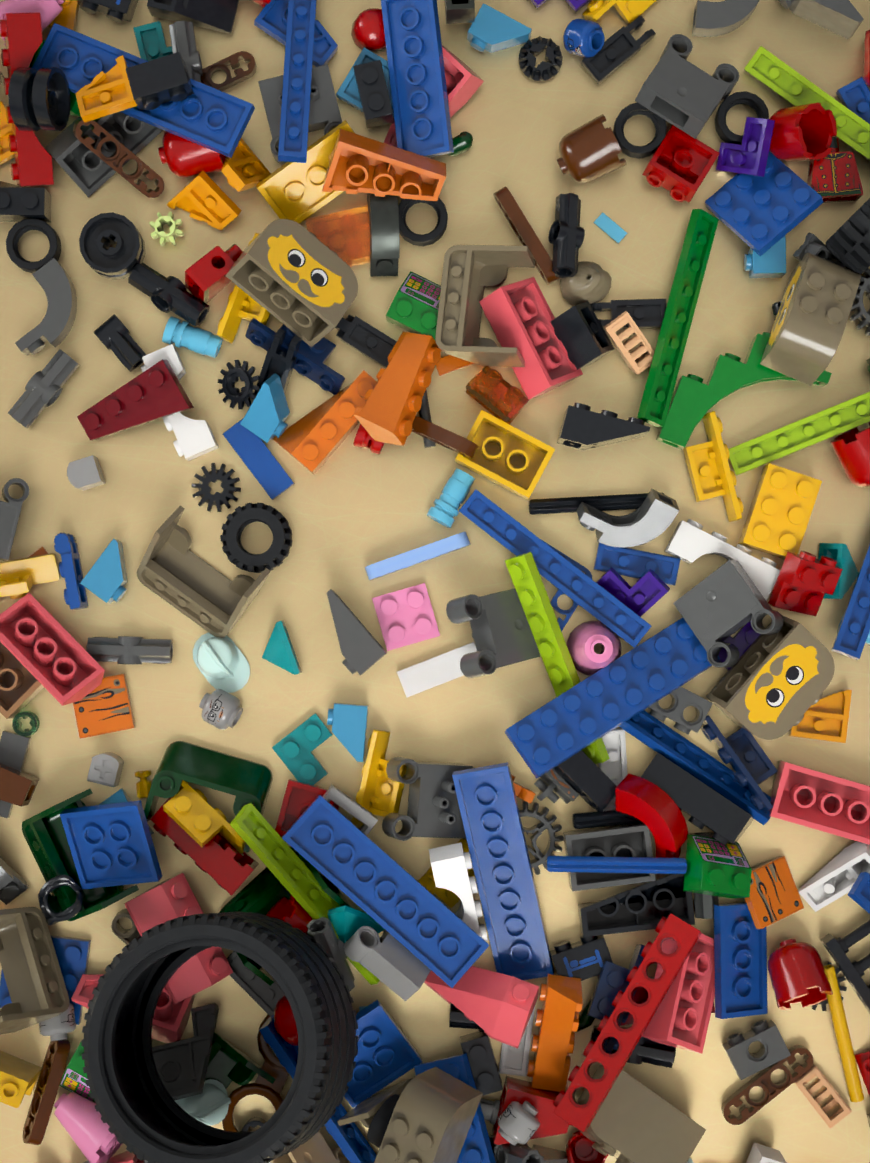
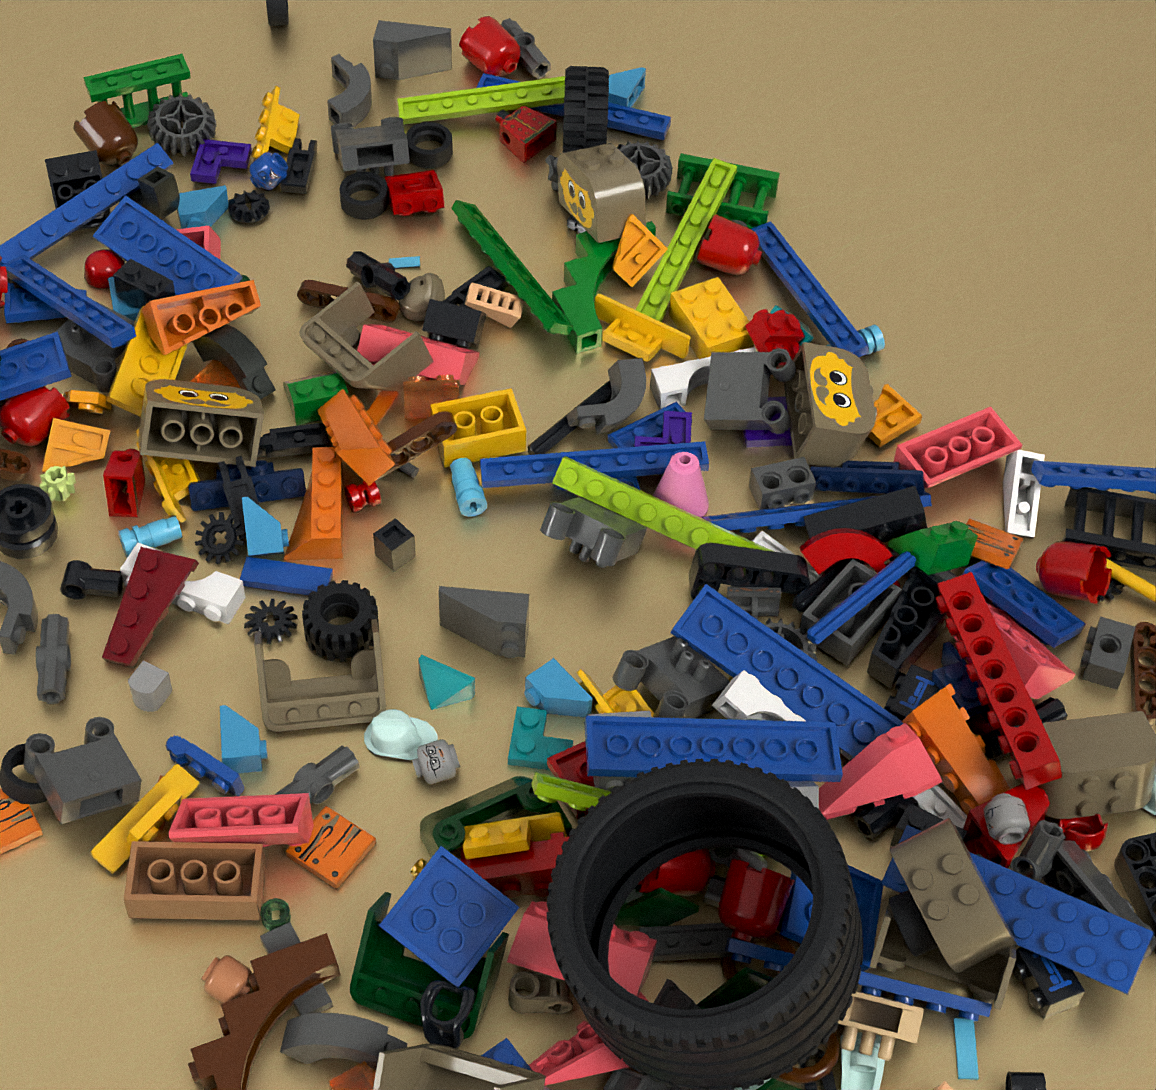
camera: 50 degrees left, 35 degrees down
(106, 769) = (383, 878): light grey piece -> none
(168, 294) = (84, 522): black piece -> none
(351, 504) = (394, 545): none -> black panel
(406, 616) = (521, 578): bright pink plate -> none
(417, 555) = (481, 542): light blue beam -> none
(429, 238) = (265, 329): black tyre -> none
(434, 671) = (581, 603): white tile -> none
(589, 429) = (529, 360): black slope -> none
(590, 151) = (344, 218): reddish brown cylinder -> none
(608, 698) = (728, 501): blue plate -> none
(752, 154) = (458, 147): dark purple plate -> none
(764, 207) = (496, 169): blue plate -> none
(770, 264) = (533, 197): dark azure slope -> none
(785, 396) = (636, 251): none -> light orange wing
(802, 132) = (476, 116): red cylinder -> none

